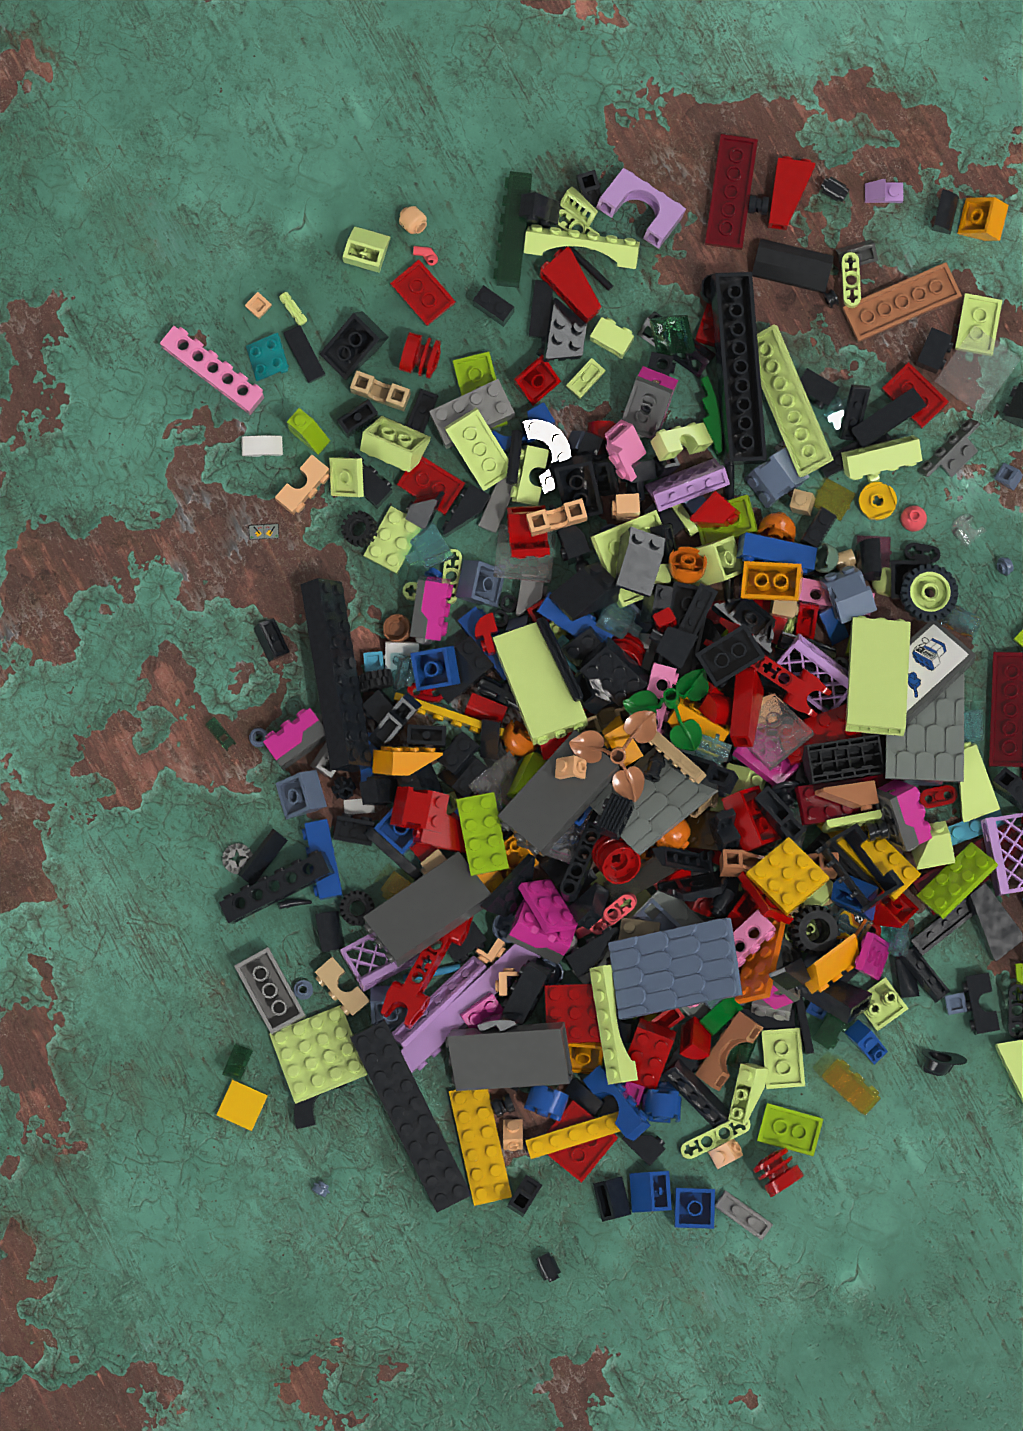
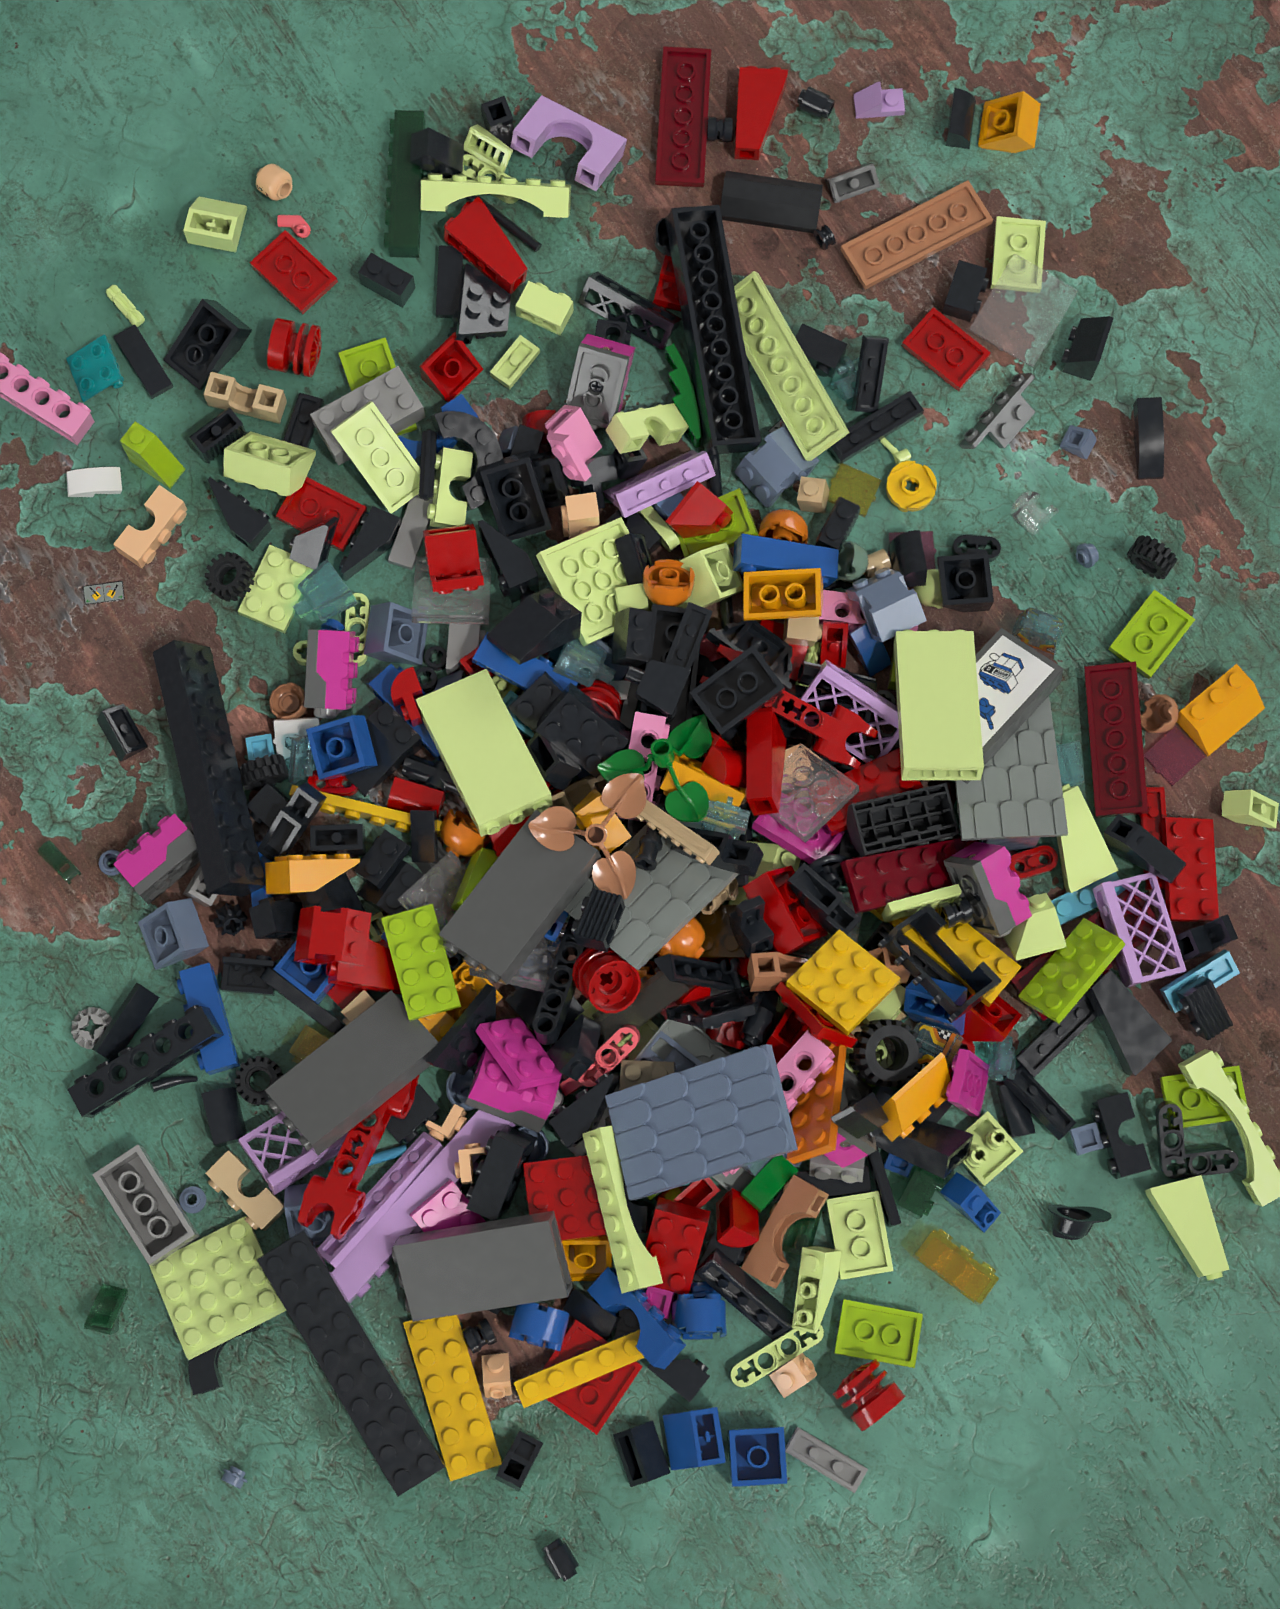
camera: 10 degrees left, 5 degrees down
(242, 1105) = (117, 1368): yellow tile -> none
(258, 305) = (78, 304): light nougat plate -> none
(346, 477) = (207, 510): yellowish green plate -> none
(356, 807) = (249, 945): white sticker -> none
(502, 1020) = (467, 1217): black slope -> none
(560, 659) = (508, 718): black axle -> none
(566, 515) = (472, 540): light nougat arch -> none
(570, 767) = (533, 858): light nougat bracket -> none
(638, 561) = (603, 580): slope -> none
(664, 619) = (643, 652): red slope -> none
(672, 334) = (623, 294): clear green slope -> none
(853, 795) = (919, 866): nougat slope -> none
(856, 293) = (844, 220): yellowish green beam -> none
(881, 457) = (911, 427): yellowish green brick -> none
(888, 417) = (914, 377): black slope -> none
(913, 518) = (960, 504): coral brick -> none
(932, 578) = (987, 611): wheel -> none

